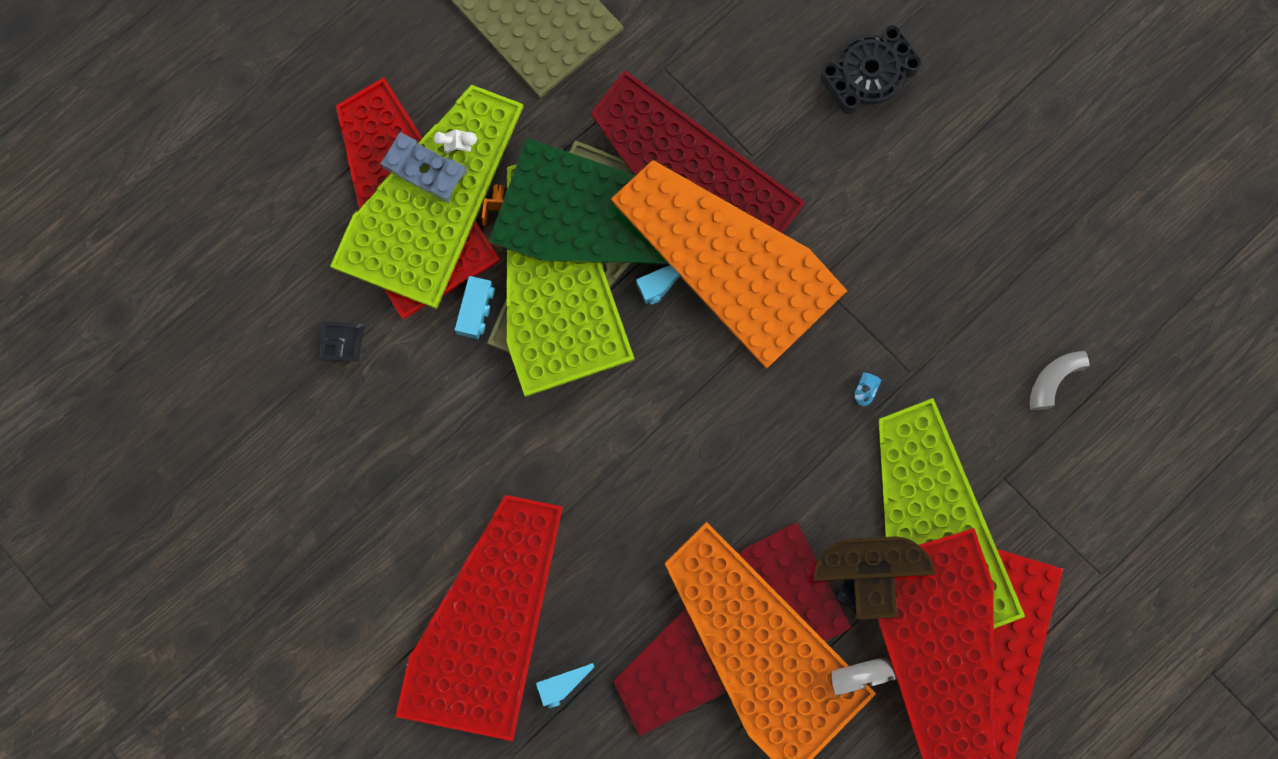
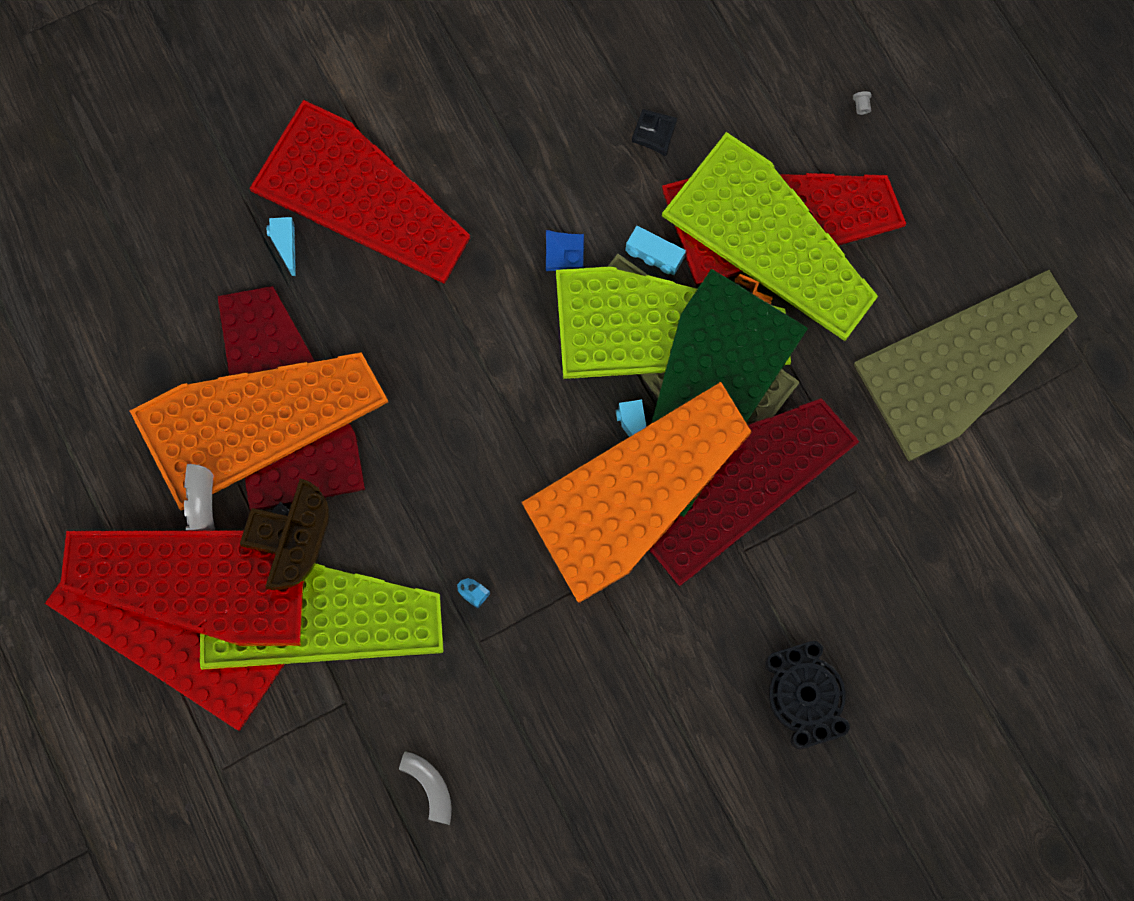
camera: 105 degrees right, 5 degrees down
(260, 145) = (862, 102): none -> light grey bush
(408, 156) = (814, 218): sand blue piece -> none
(456, 140) = (821, 265): white piece -> none
(497, 397) = (564, 251): none -> blue plate

